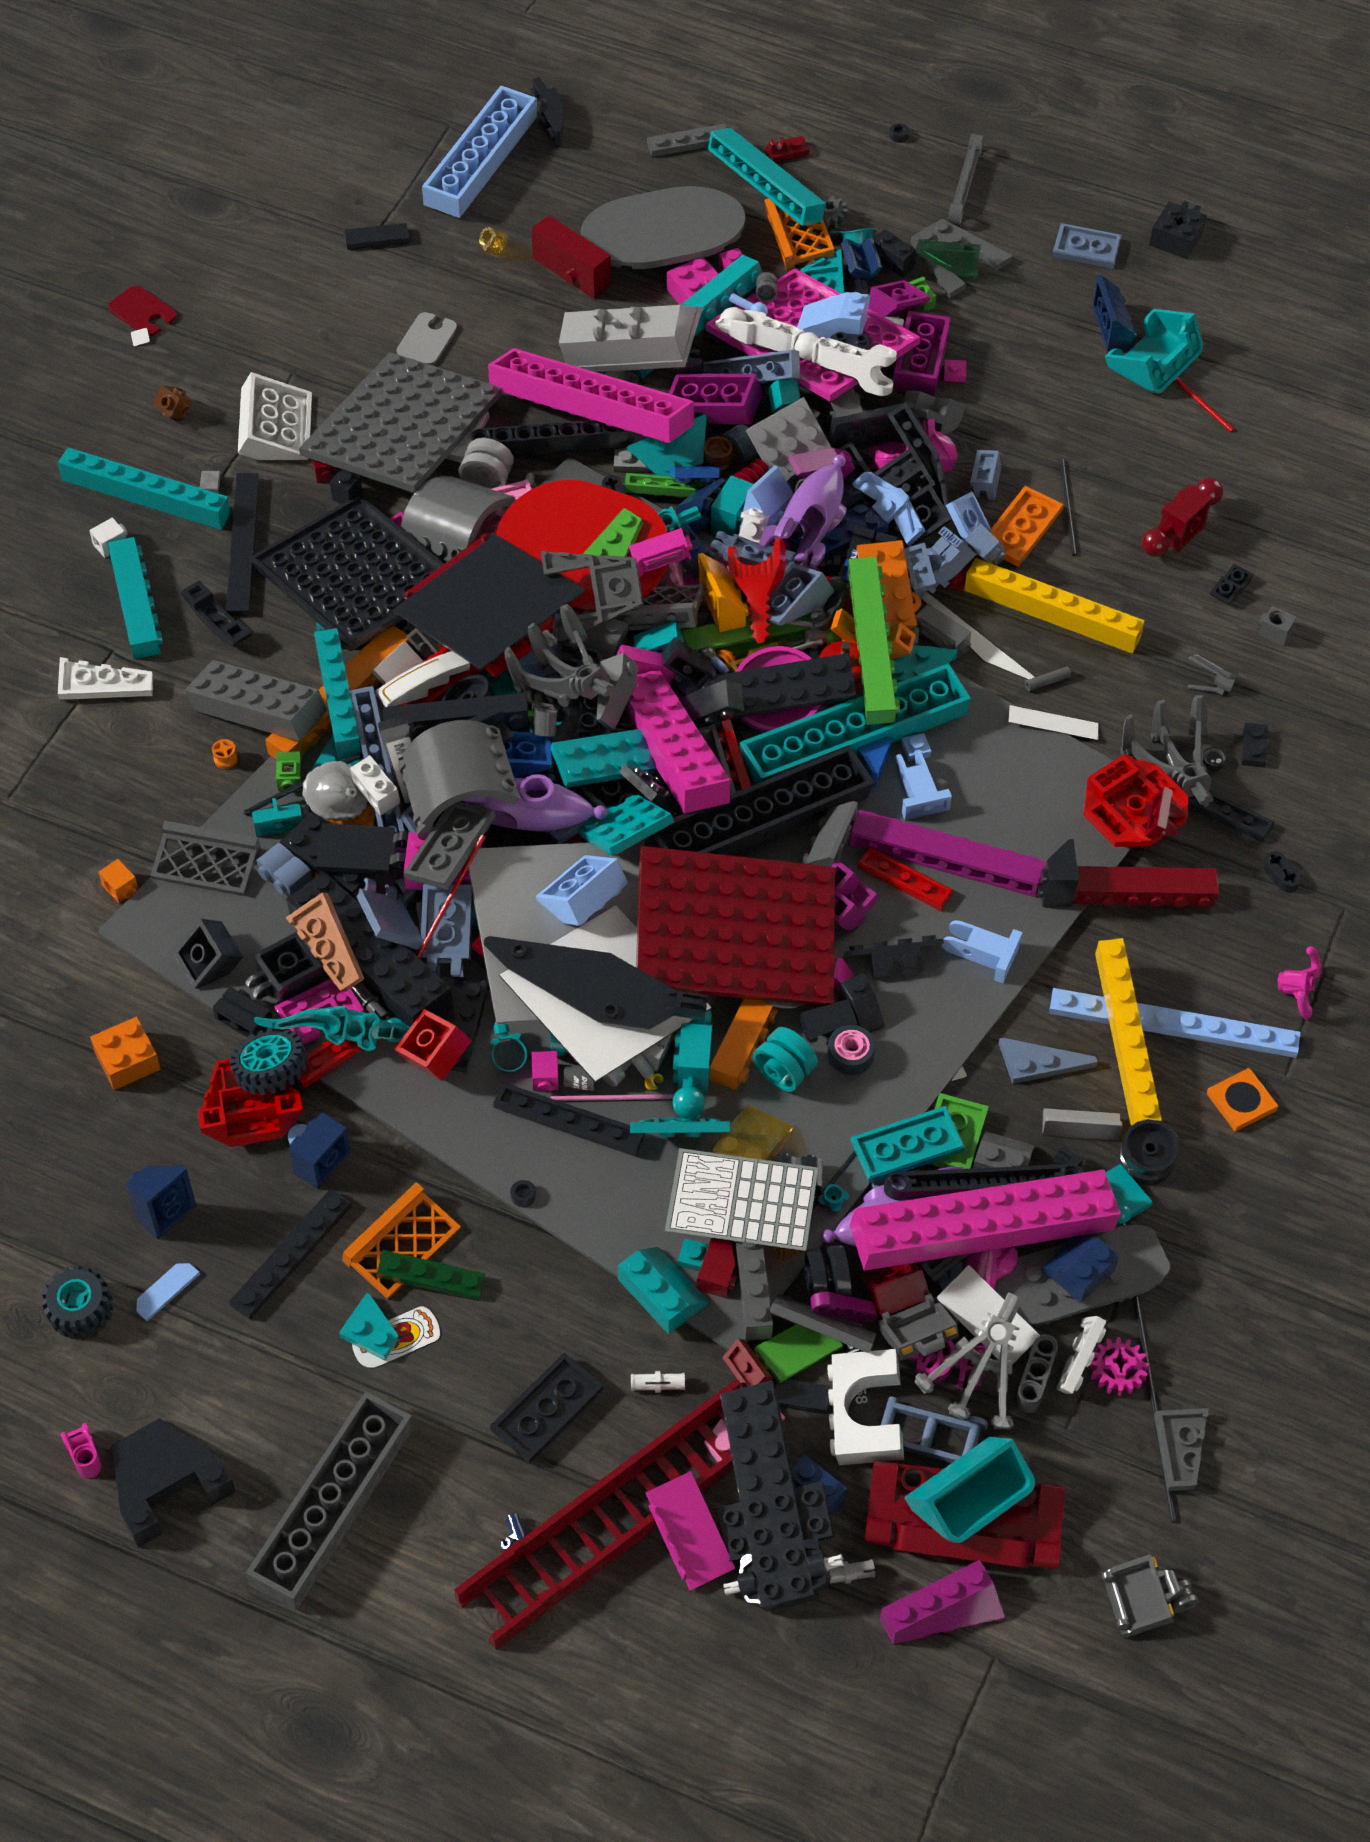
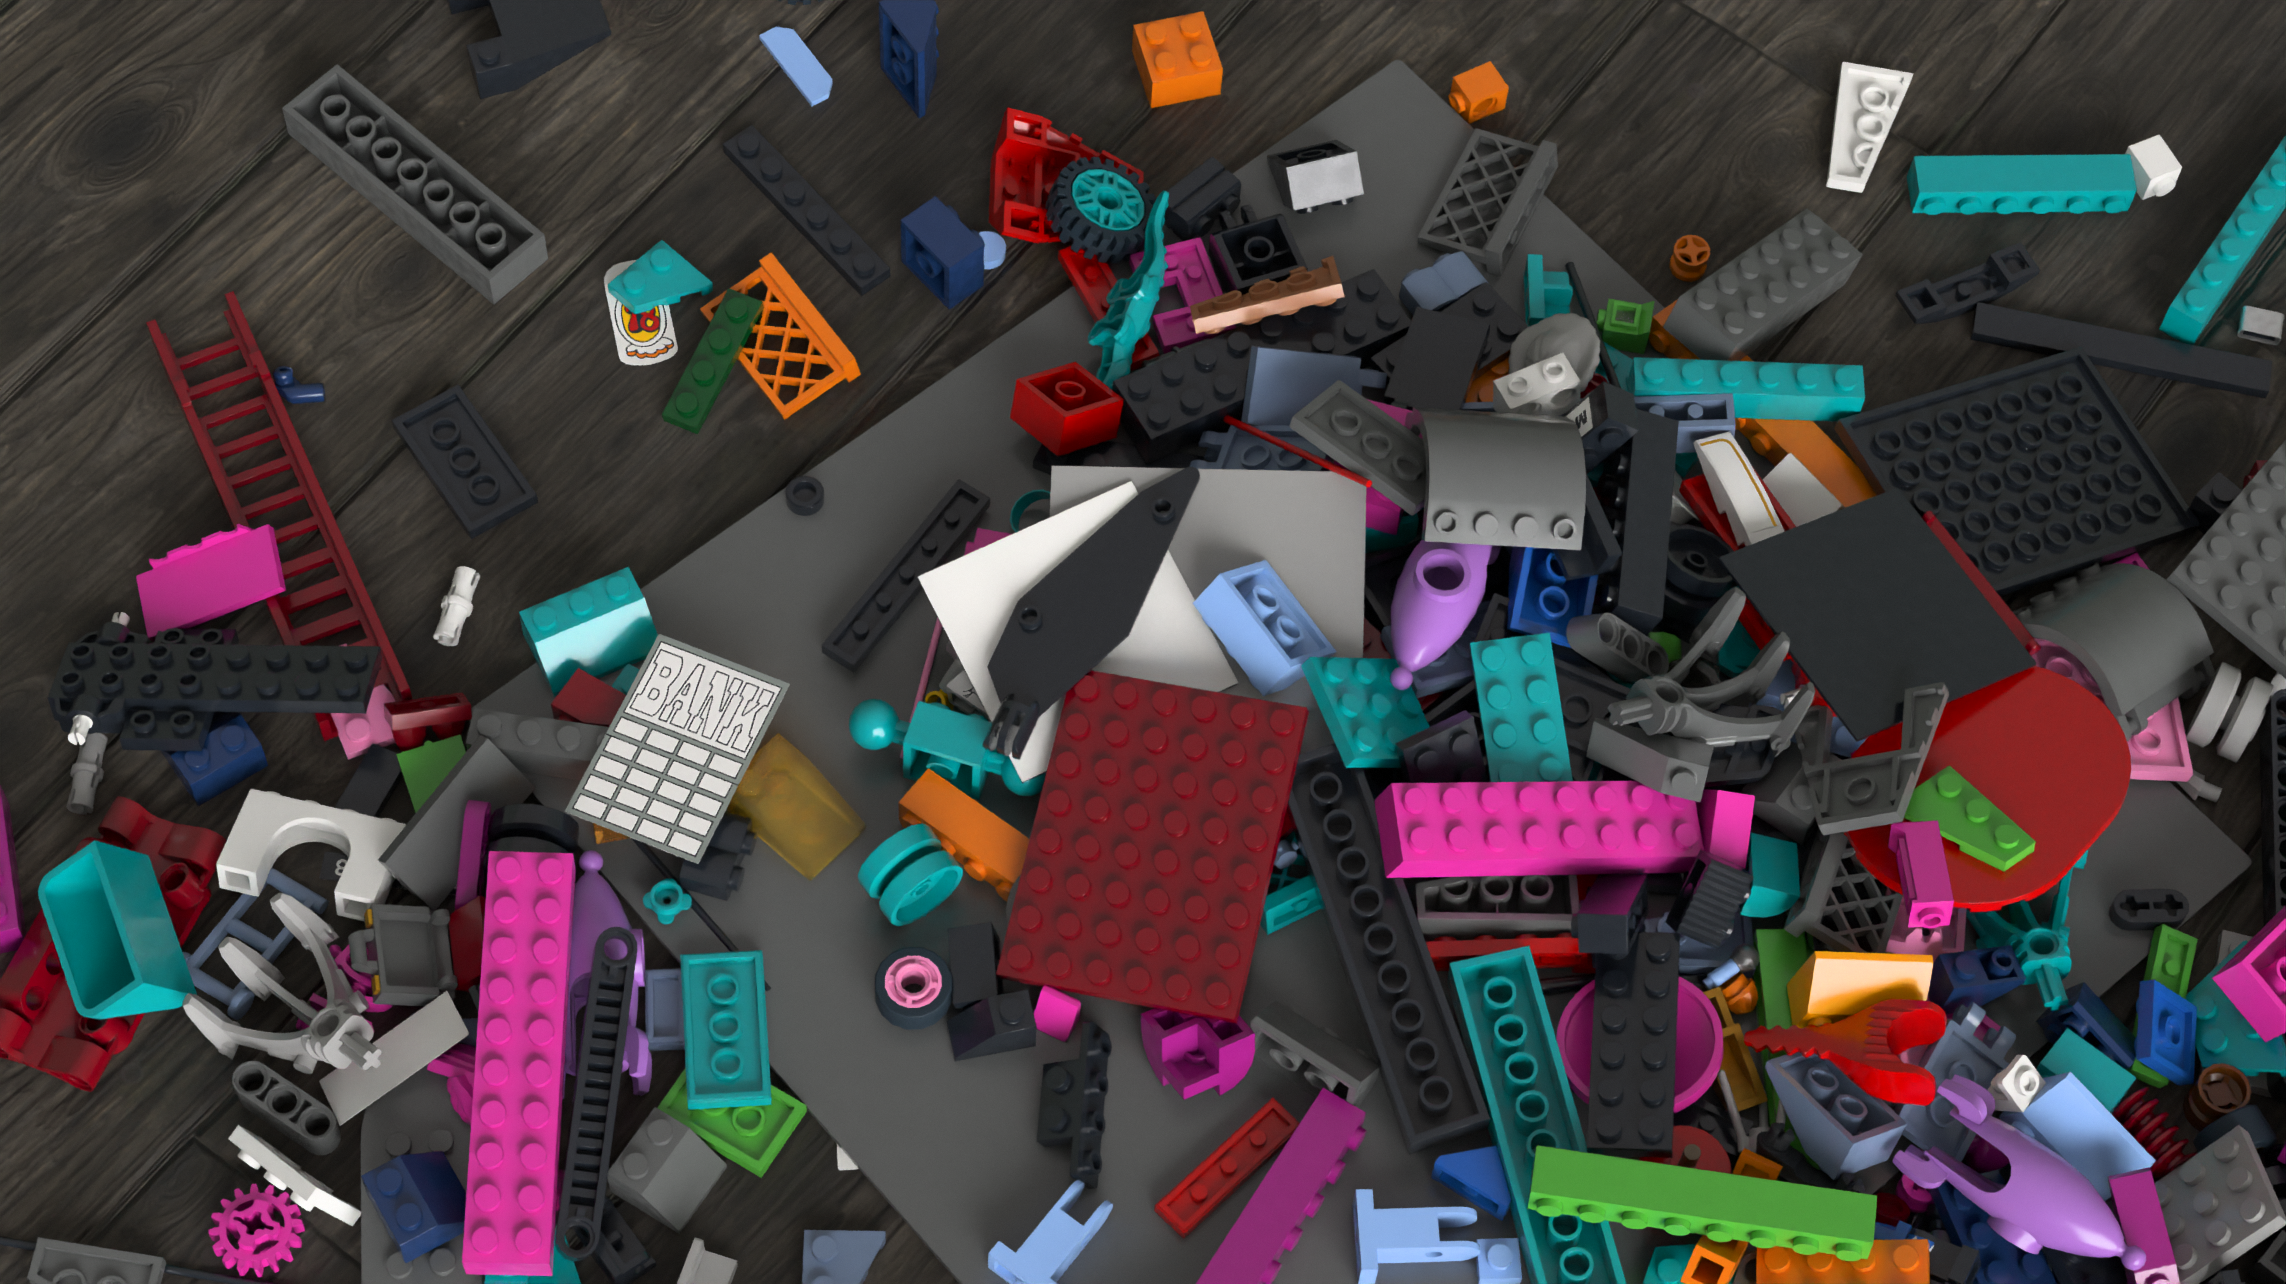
camera: 100 degrees right, 5 degrees up
(669, 1126) = (837, 689): teal wing -> none

